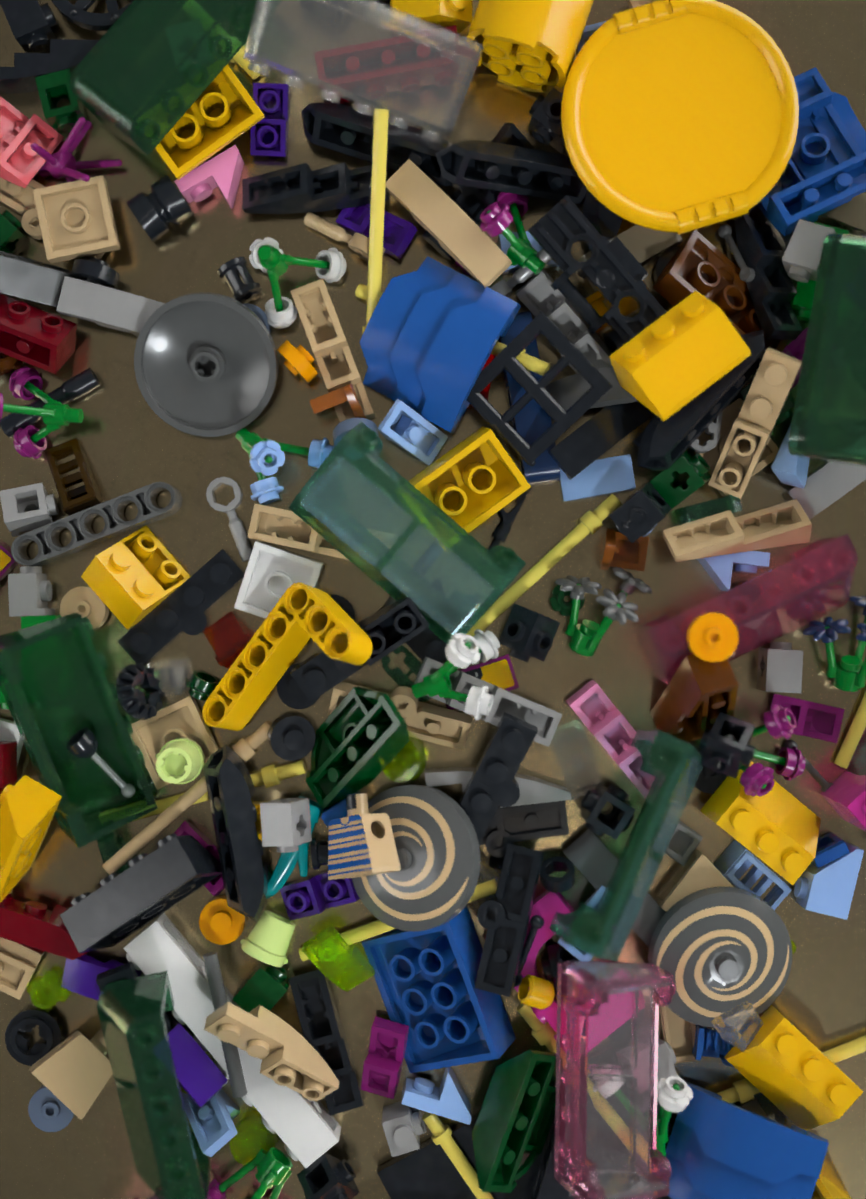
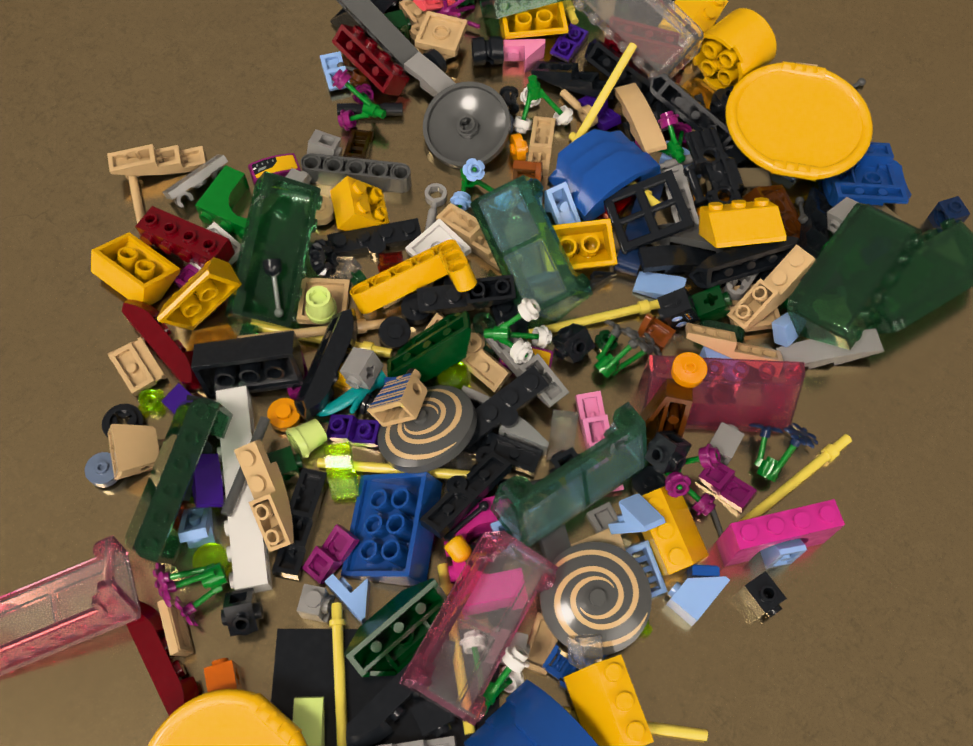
camera: 30 degrees right, 25 degrees down
(732, 854) = (636, 516): none -> light blue slope

